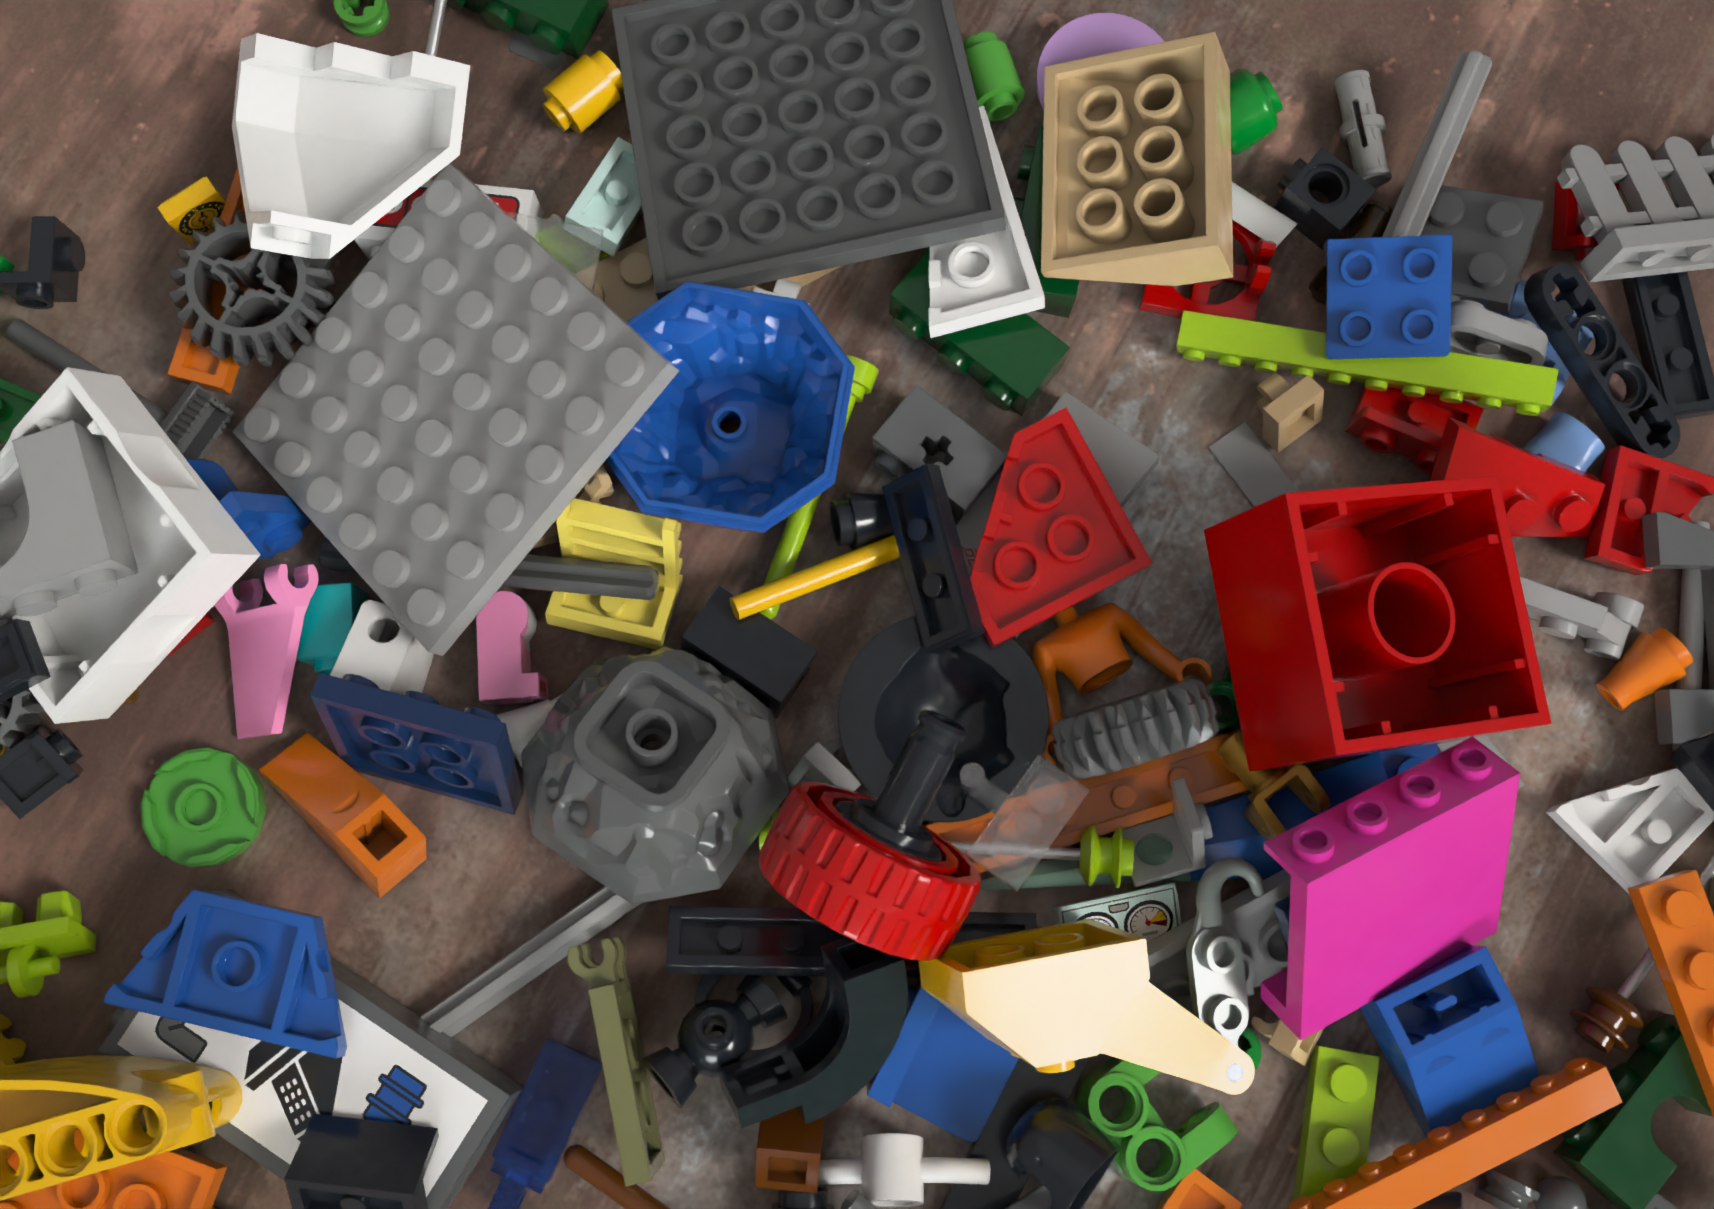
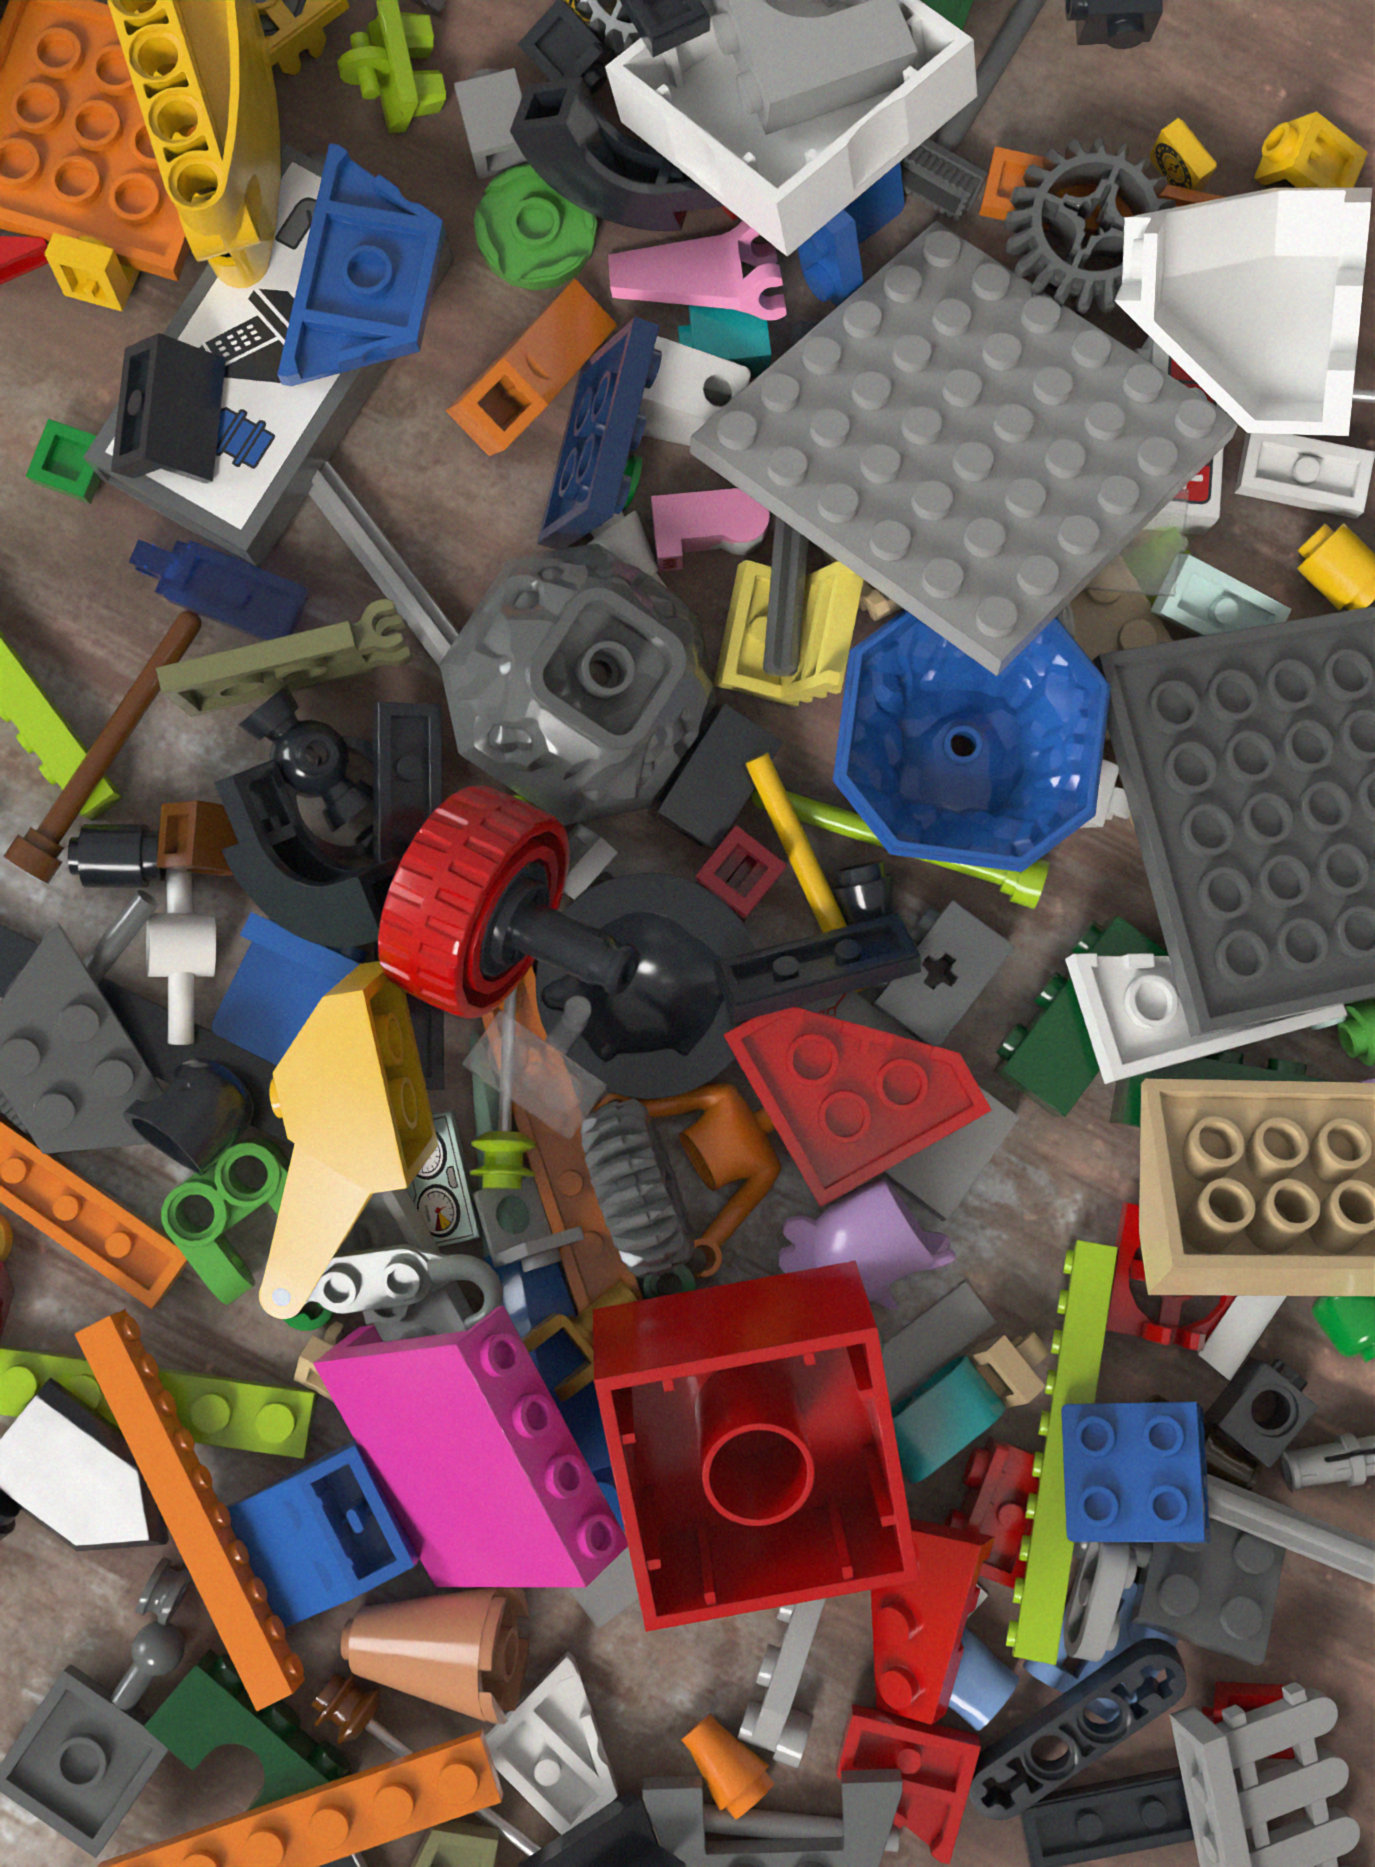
camera: 85 degrees right, 5 degrees up
(95, 842) = (487, 110): none -> light grey brick
(149, 741) = (597, 164): none -> black arch
(202, 101) = (1310, 155): none -> yellow bracket
(495, 120) = (1305, 473): none -> white plate
(840, 627) = (741, 872): none -> dark red brick
(1172, 528) = (873, 1229): none -> lavender piece
(1327, 457) = (943, 1417): none -> teal beam
(1555, 927) = (445, 1649): none -> nougat cone

